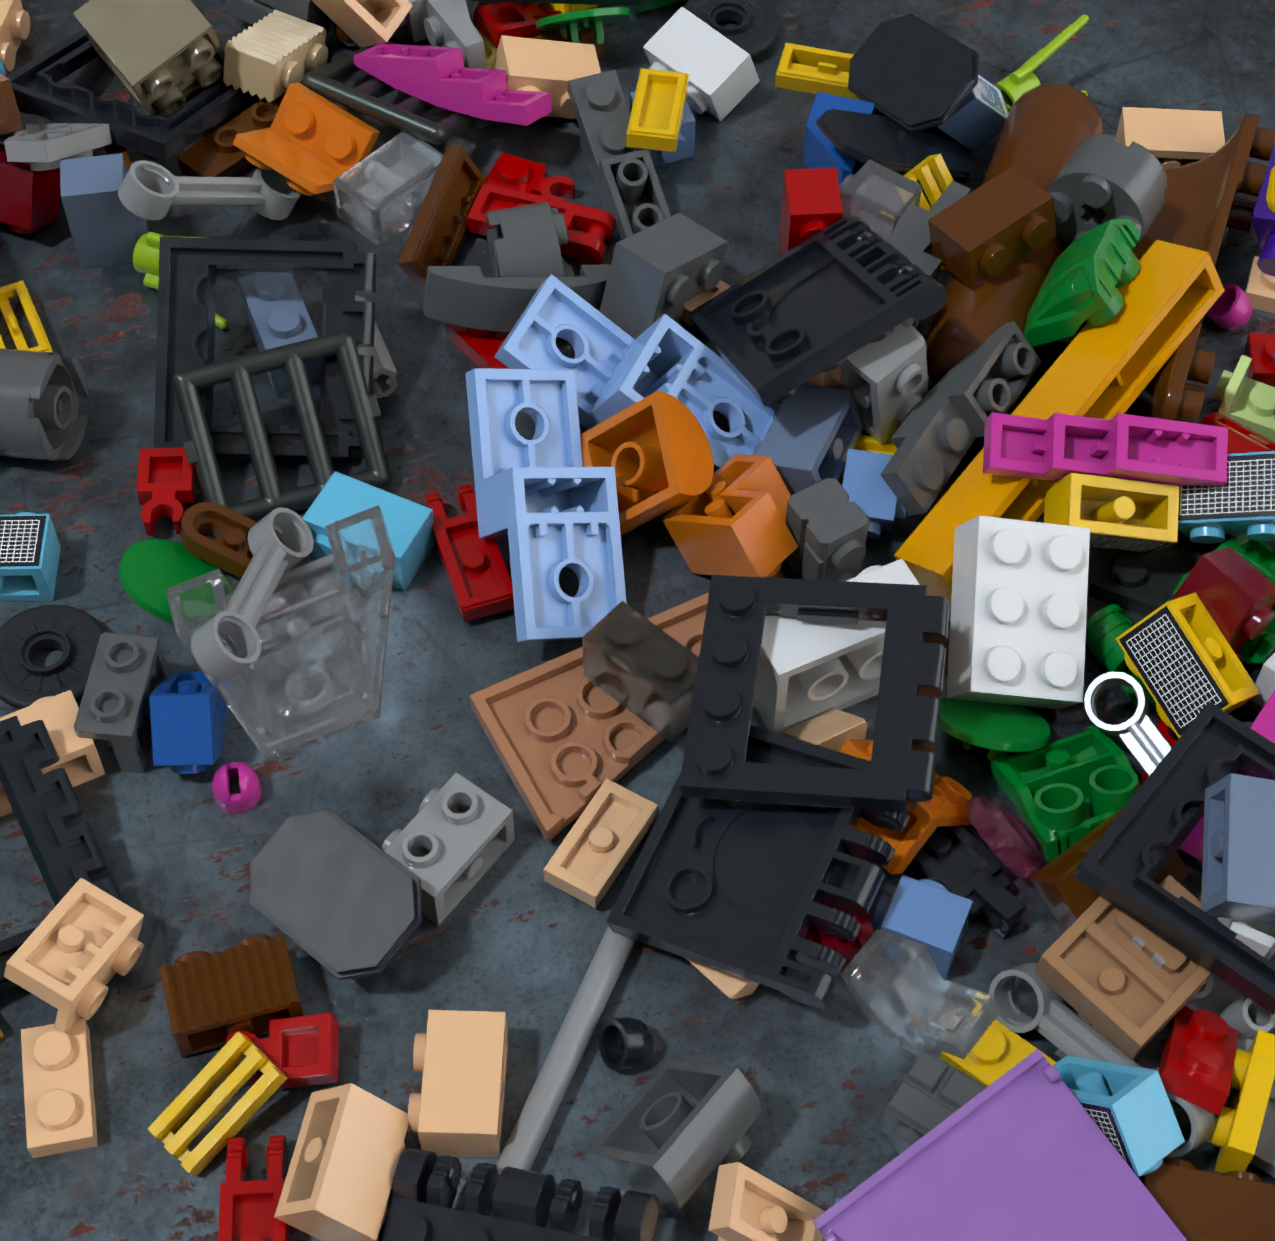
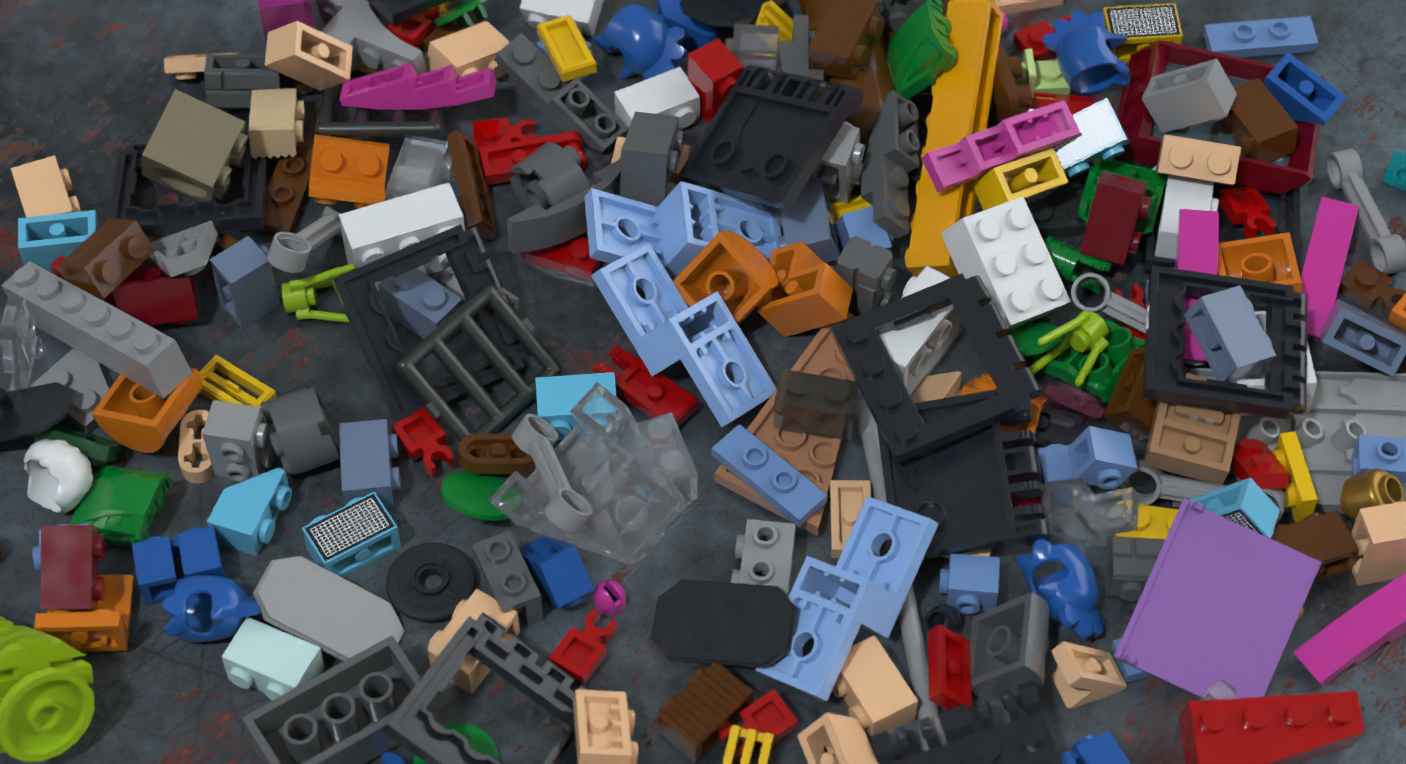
camera: 30 degrees left, 0 degrees up
(80, 480) = (367, 461): none -> sand blue brick
(146, 836) = (584, 651): none -> red plate
(315, 213) = (399, 223): none -> white brick
(421, 652) = (672, 451): none -> clear brick
(509, 945) = (854, 594): none -> light blue bracket
(529, 733) = (769, 475): none -> medium blue plate
(577, 1114) = (949, 668): none -> red plate
(694, 1012) = (970, 582): none -> medium blue brick
(739, 215) = (662, 94): none -> white brick
(760, 144) = (644, 40): none -> blue piece
(808, 1098) = (1069, 592): none -> blue piece
(976, 933) = (1102, 457): none -> medium blue brick
(1071, 752) = (1085, 333): none -> lime plant
(1185, 662) = (1119, 252): brick -> none

